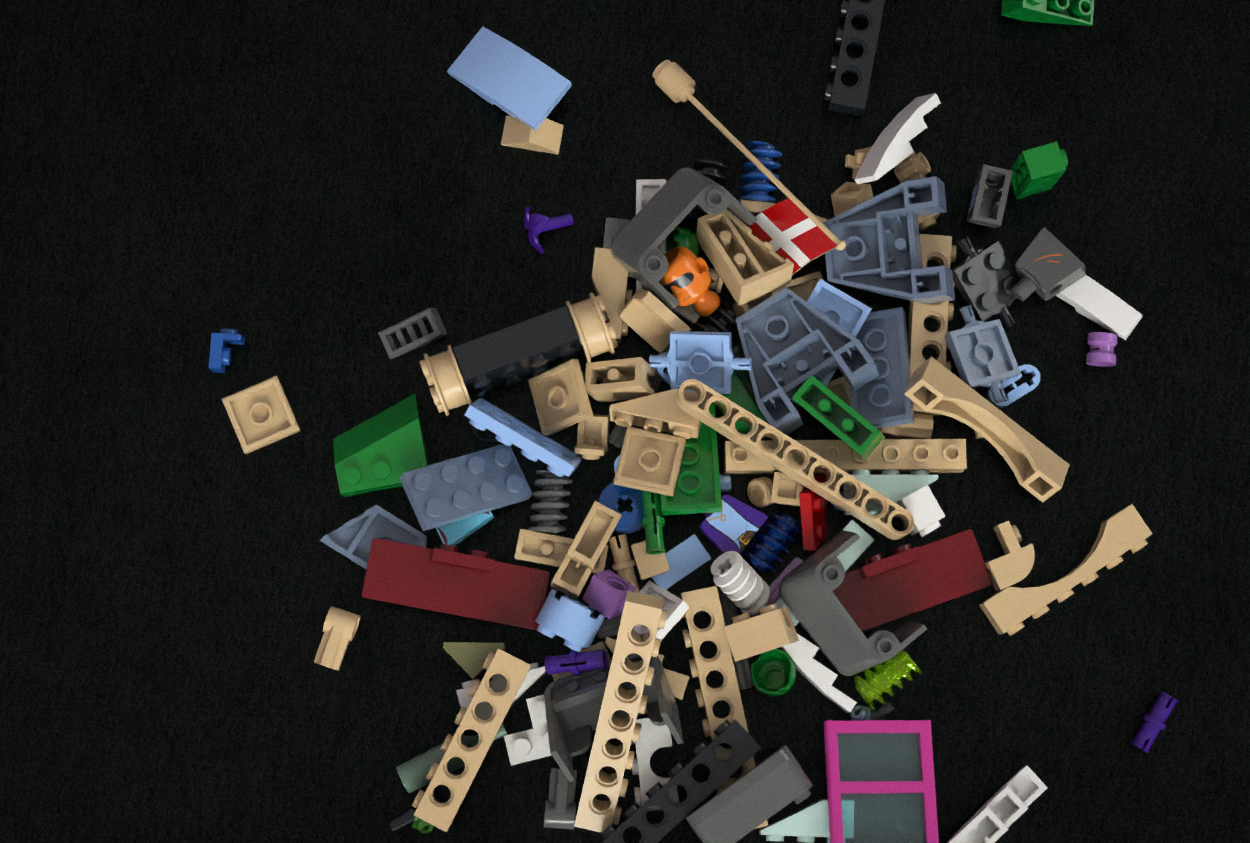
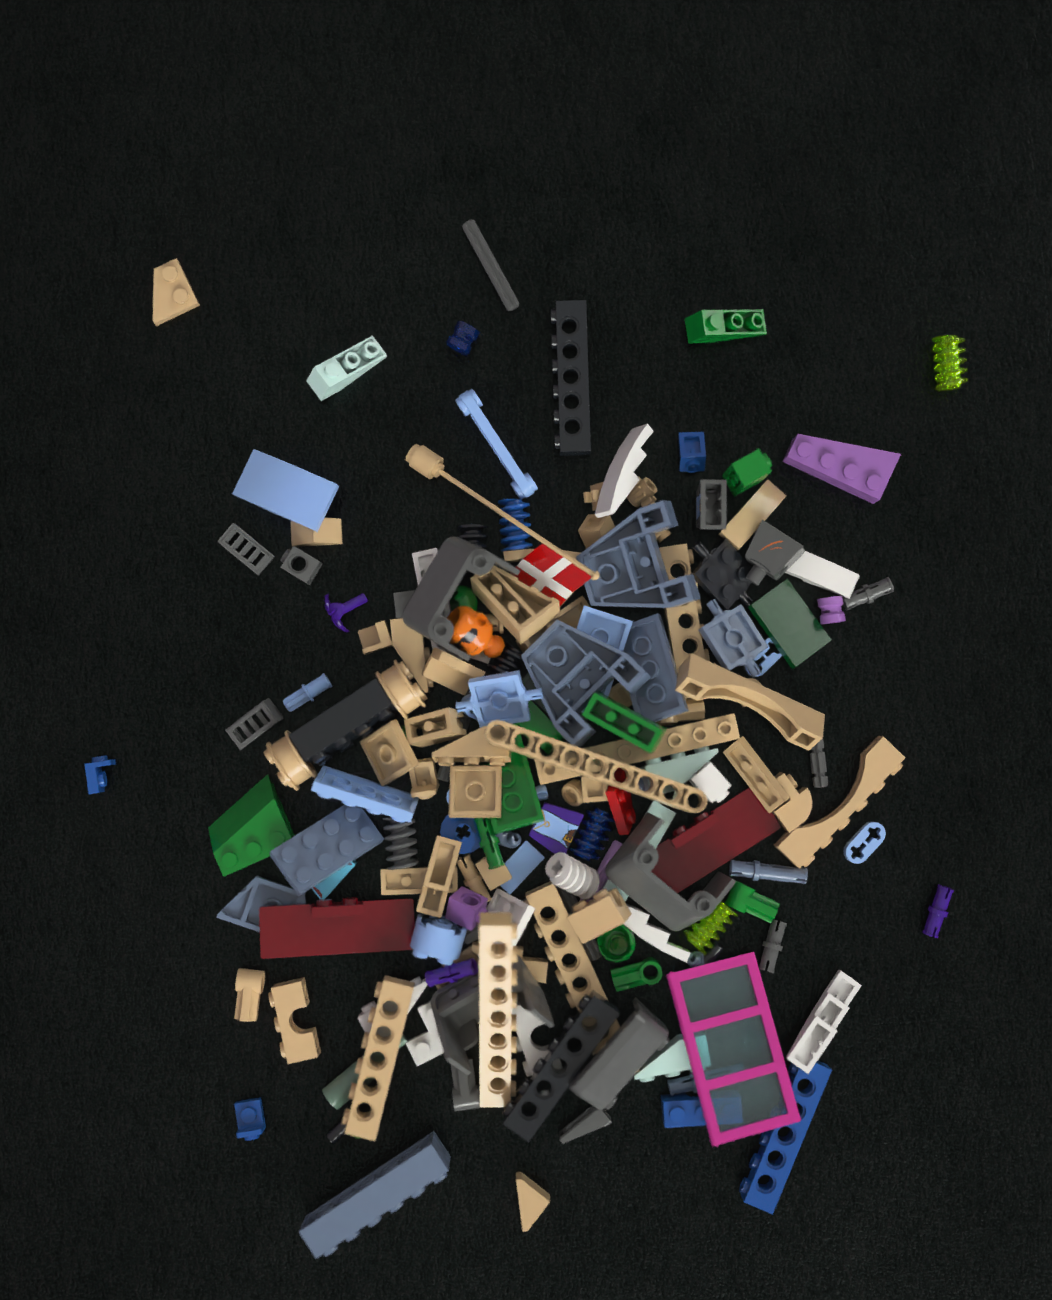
camera: 15 degrees left, 5 degrees up
(261, 415) = (143, 820): tan tile -> none
(304, 782) = (250, 1118): none -> blue bracket
(379, 653) = (297, 1042): none -> tan arch
(432, 115) = (228, 535): none -> dark grey slope
(471, 654) = (364, 983): olive slope -> none
(481, 311) = (307, 693): none -> light blue axle
(516, 174) = (310, 570): none -> dark grey brick
(573, 267) = (375, 637): none -> tan panel
(674, 528) = (509, 839): none -> sand blue arm
(739, 30) = (470, 404): none -> light blue piece
(784, 716) = (633, 975): none -> green piece
(933, 657) = (747, 900): none -> green piece
(953, 718) = (772, 946): none -> dark grey pin
(966, 632) = (766, 871): none -> sand blue pin
(976, 516) = (756, 774): none -> tan plate
(979, 137) = (692, 451): none -> blue bracket
(1027, 224) = (751, 514): none -> tan slope
(1050, 354) = (789, 623): none -> dark green tile
(1050, 522) = (818, 765): none -> dark grey axle
(1089, 629) = (868, 847): none -> light blue beam
(1148, 340) = (868, 593): none -> dark grey pin
(1149, 189) = (844, 465): none -> medium lavender wedge

